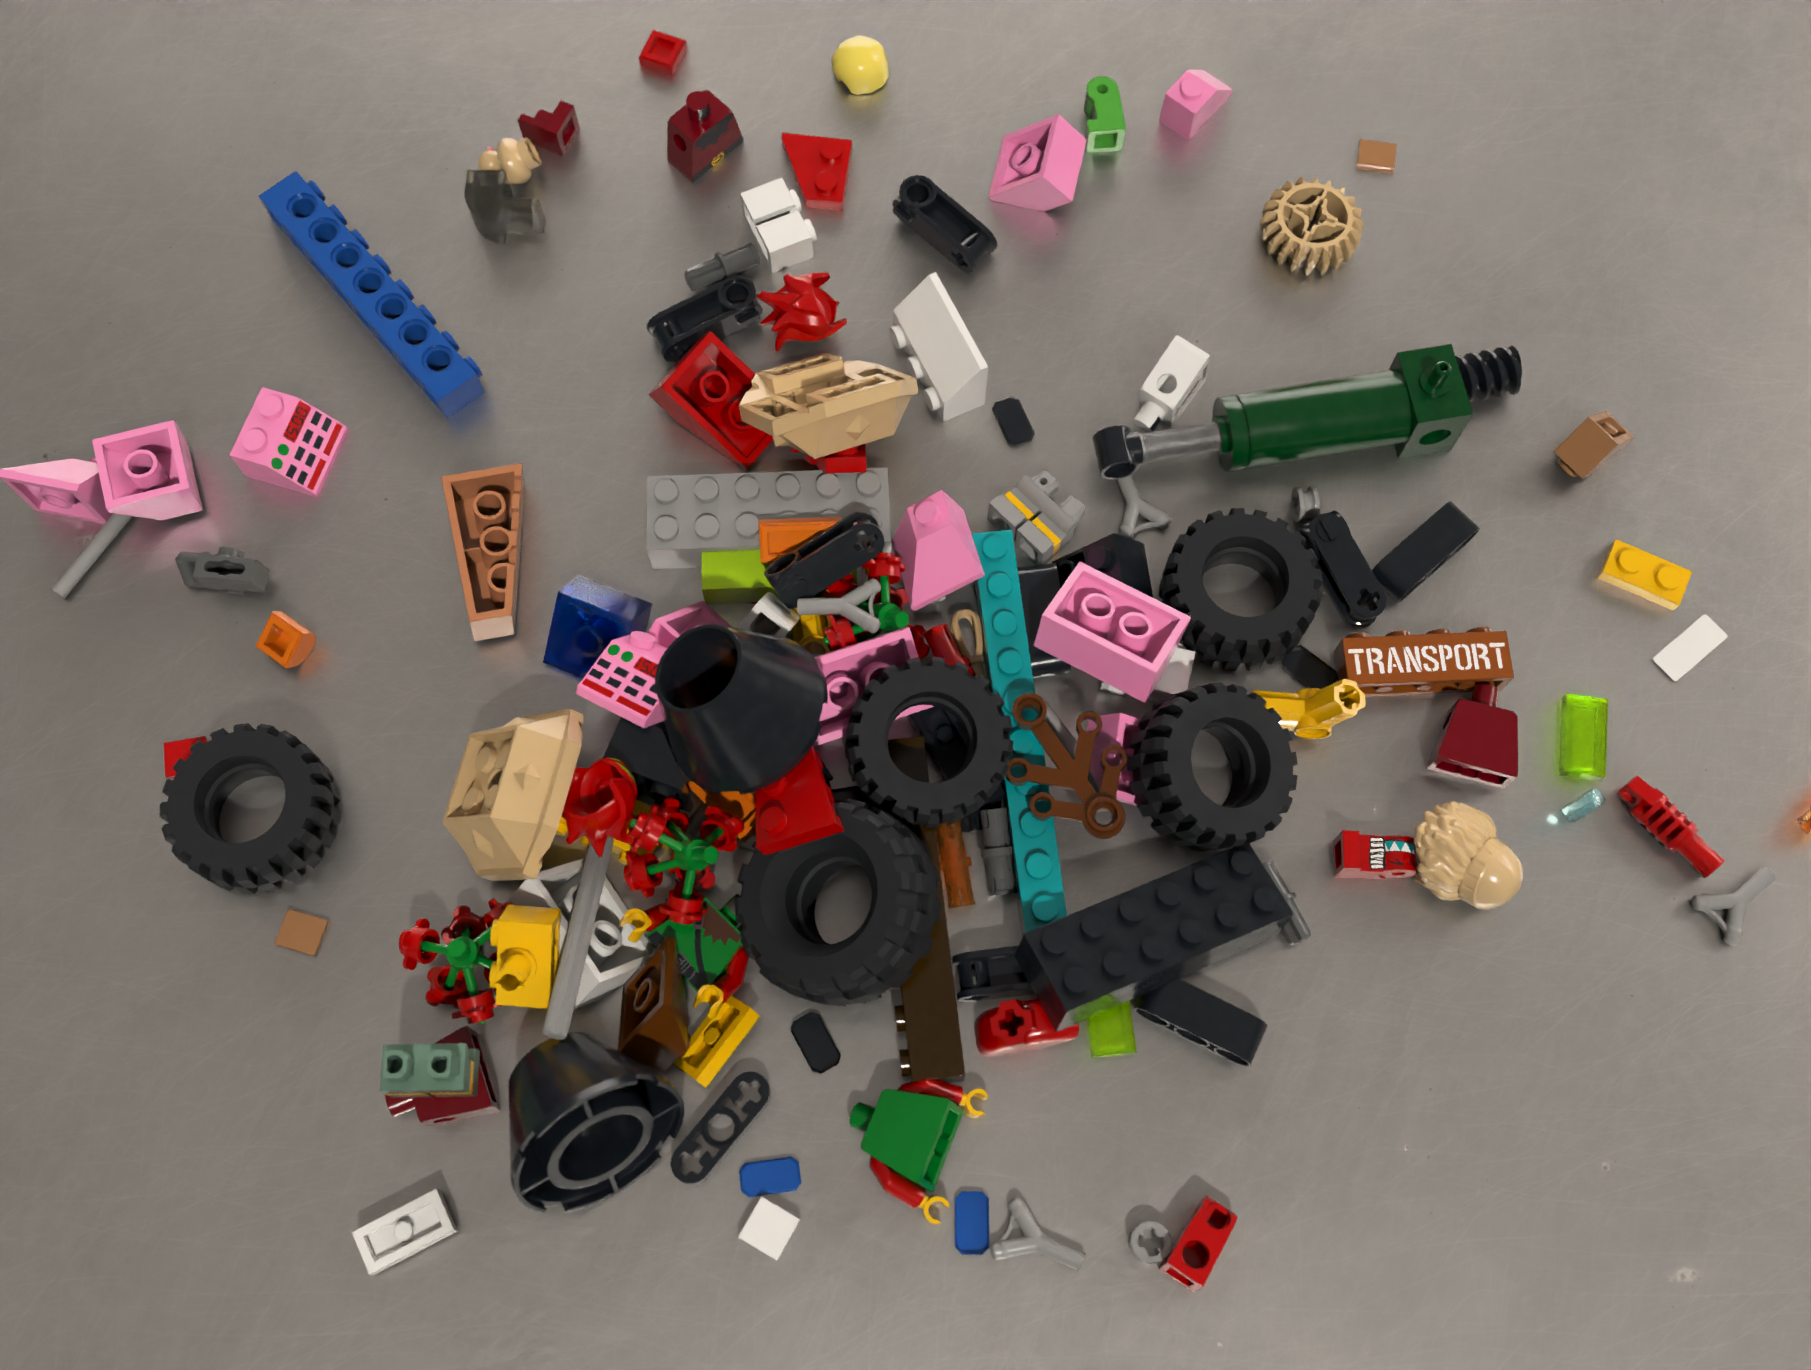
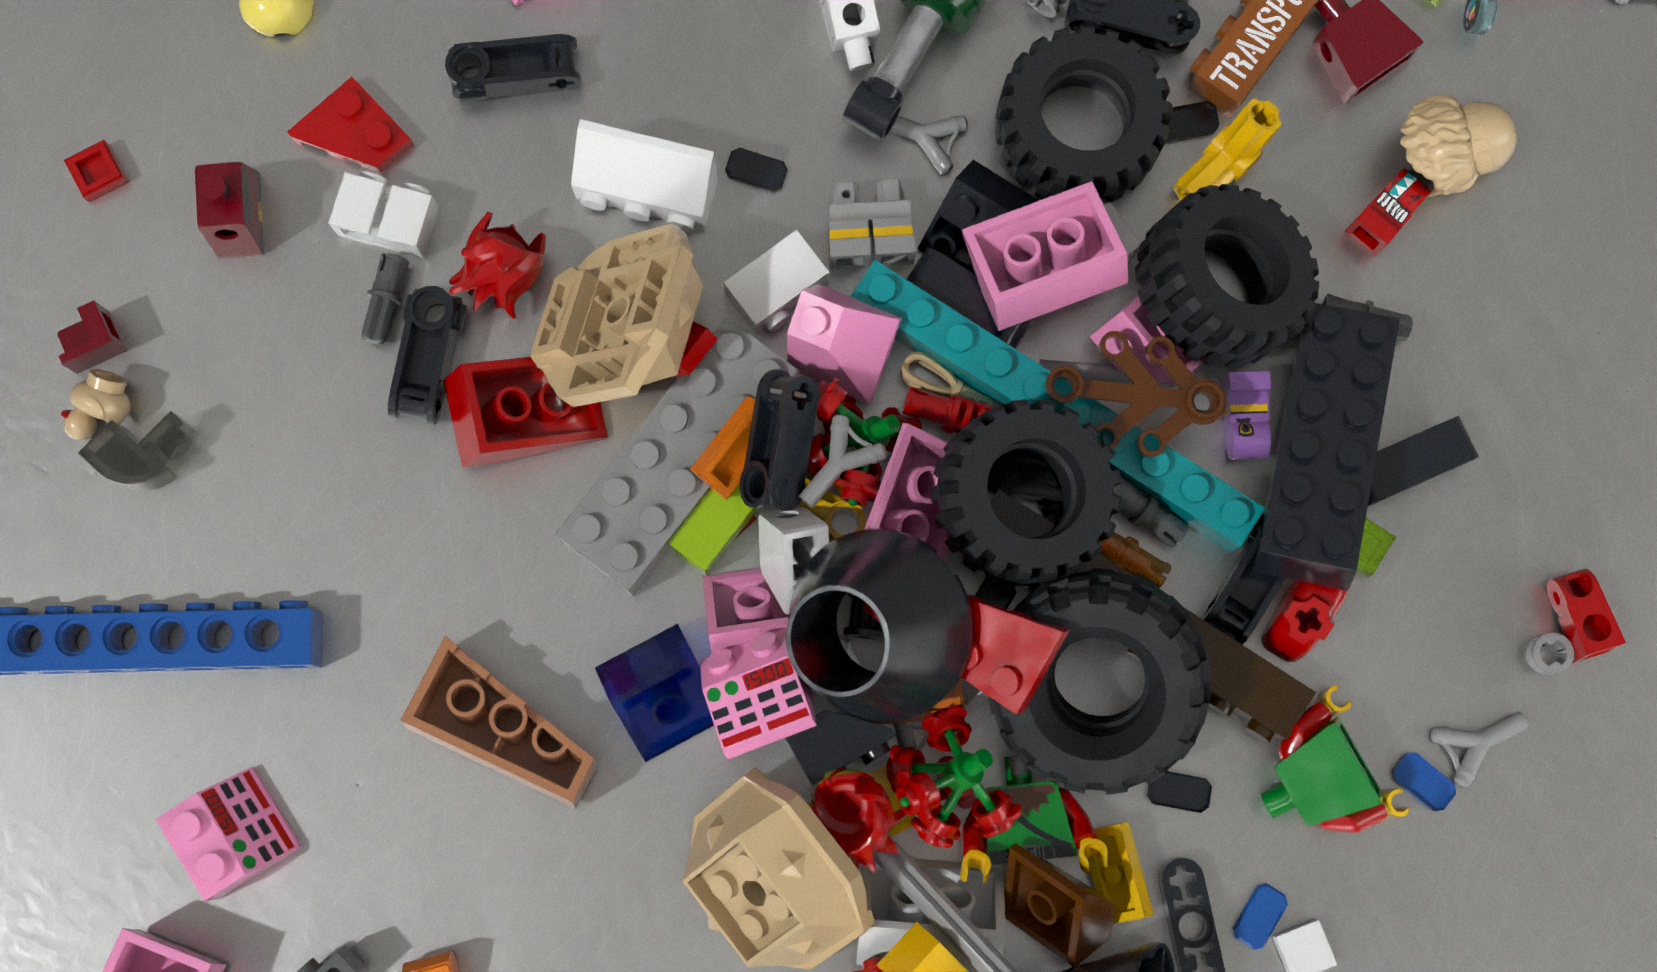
camera: 55 degrees left, 10 degrees up
(958, 479) = (774, 282): none -> white piece
(1134, 867) = (1247, 414): none -> medium lavender leg

